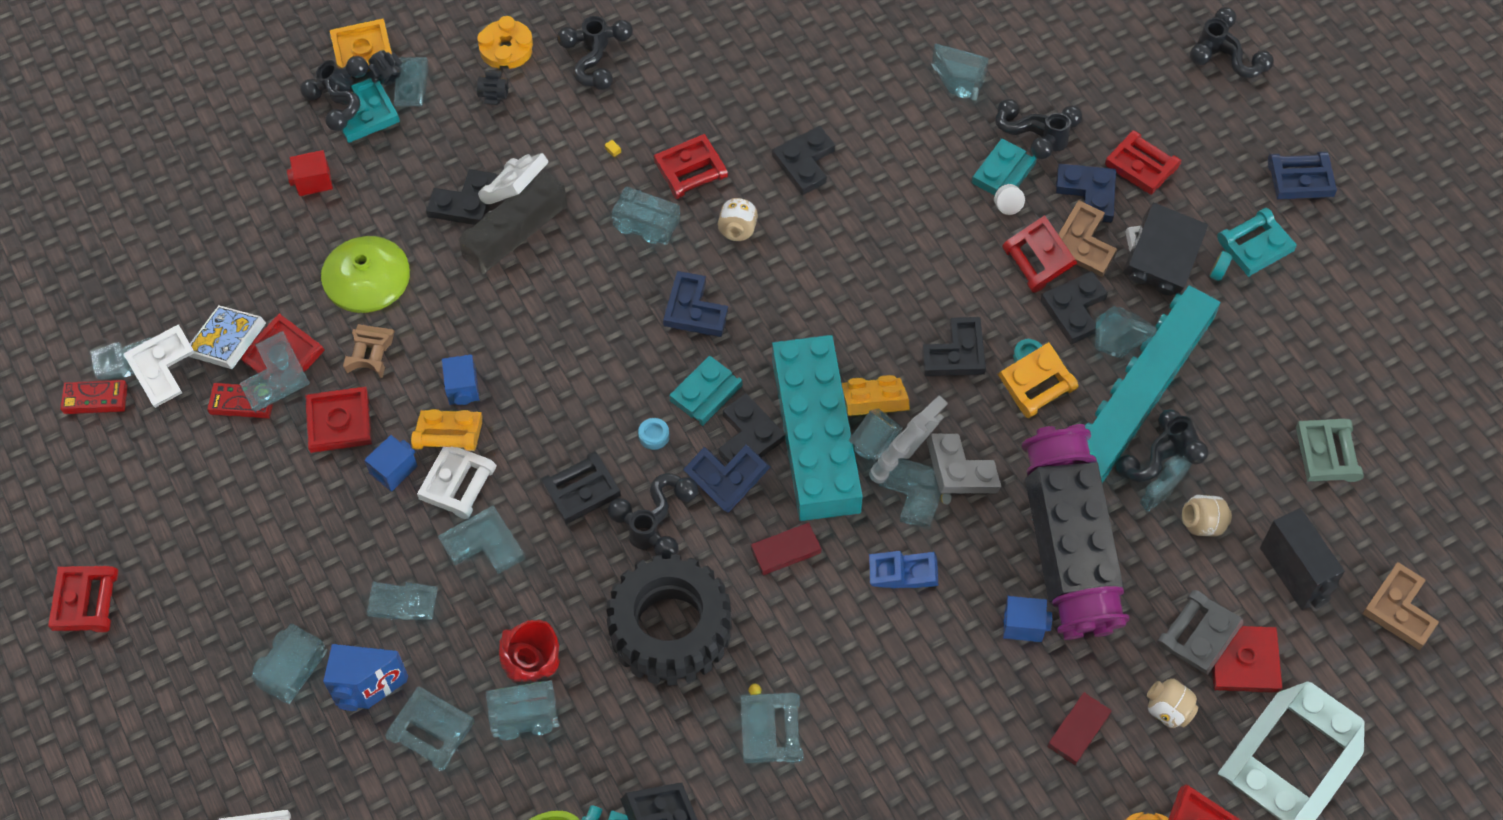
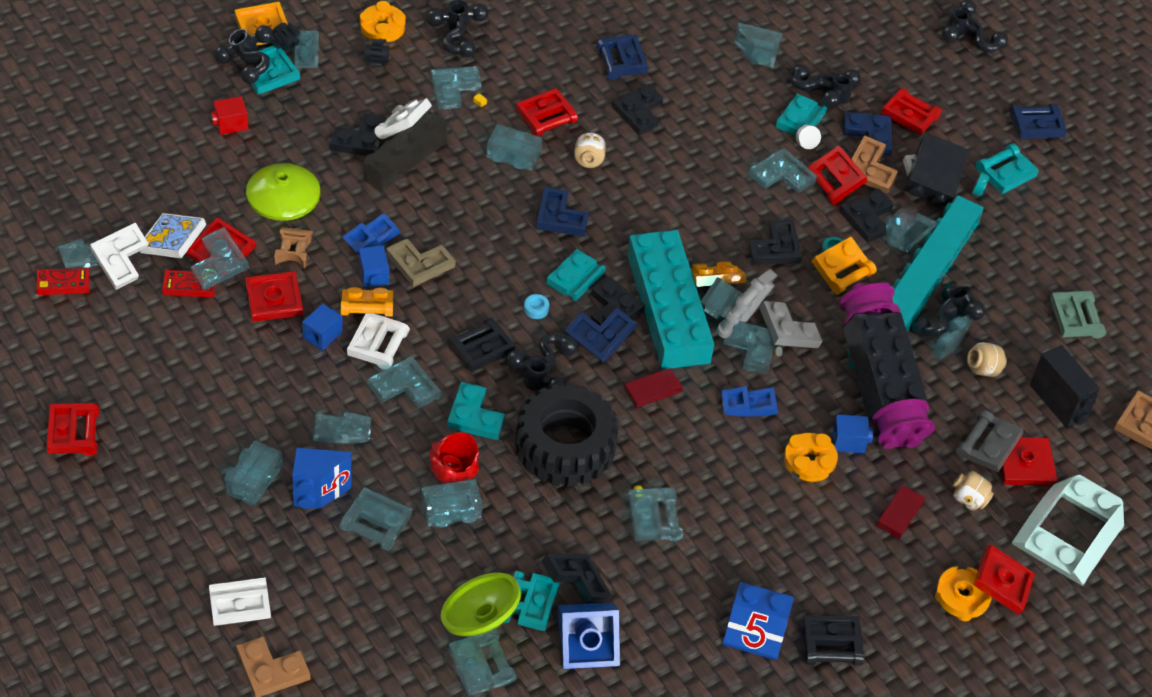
camera: 10 degrees left, 10 degrees down
(467, 334) = (374, 234): none -> blue slope
(514, 379) = (419, 267): none -> dark tan plate
(556, 583) = (469, 415): none -> teal plate
(578, 123) = (450, 82): none -> clear light blue plate
(799, 87) = (629, 54): none -> dark blue plate
(973, 240) = (783, 166): none -> clear light blue plate
(982, 632) = (814, 444): none -> light orange plate

